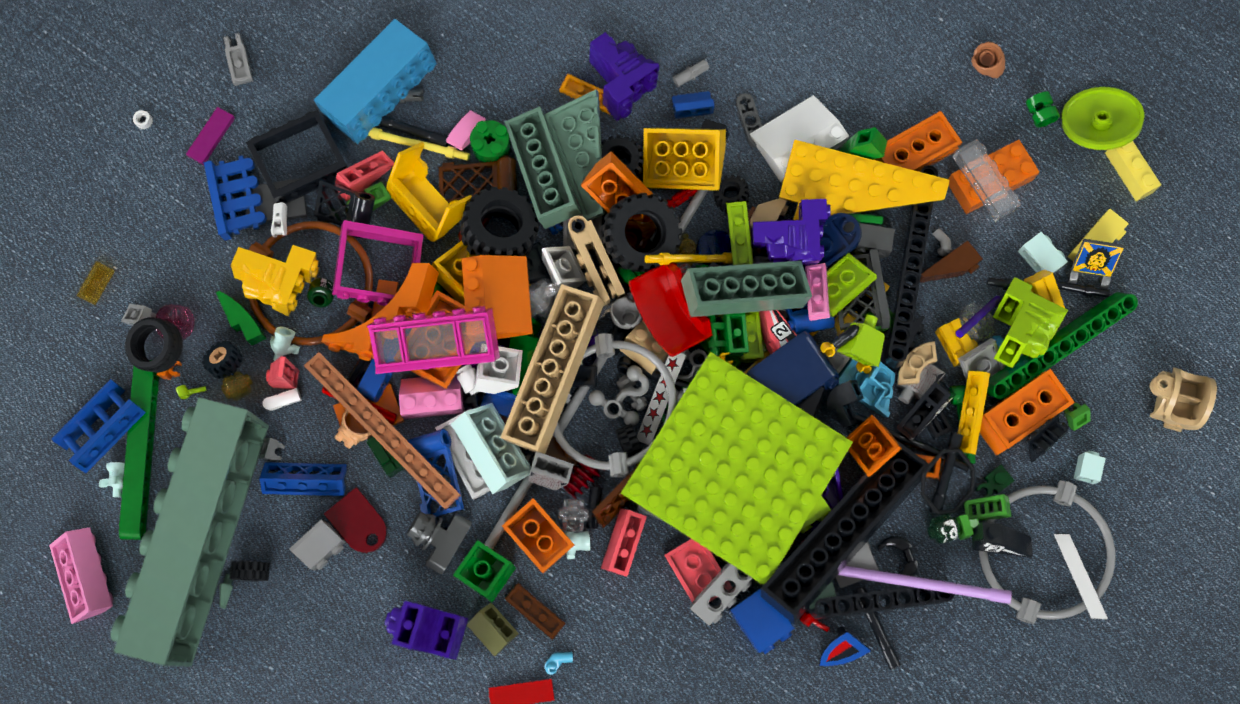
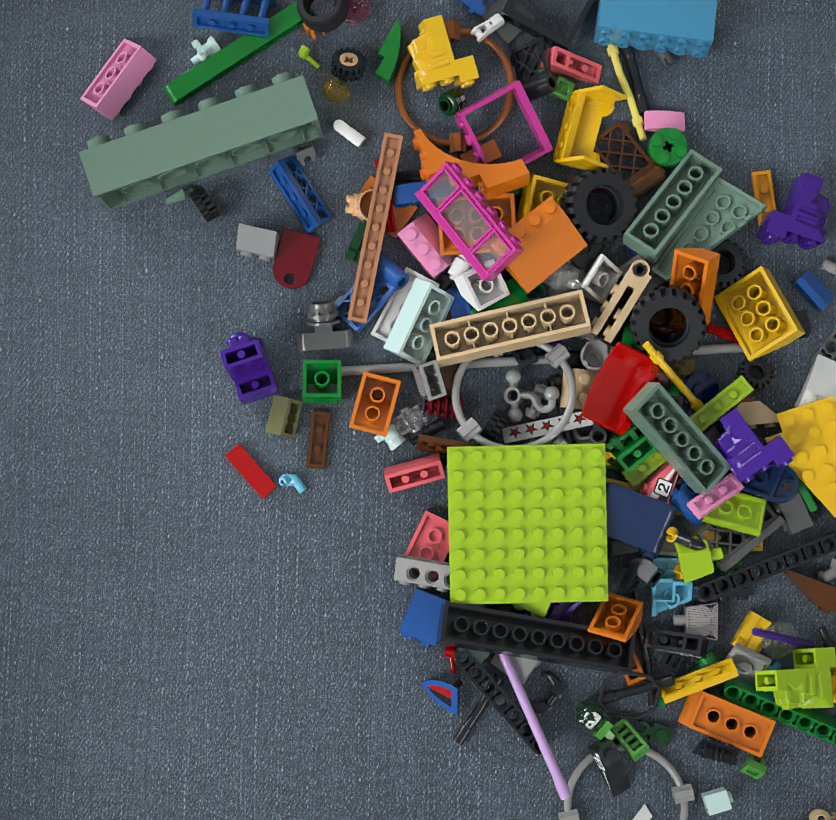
camera: 60 degrees right, 10 degrees up
(282, 341) = (391, 101): light aqua piece -> none
(282, 374) = (367, 120): coral slope -> none
(915, 362) = (711, 611): tan tile -> none

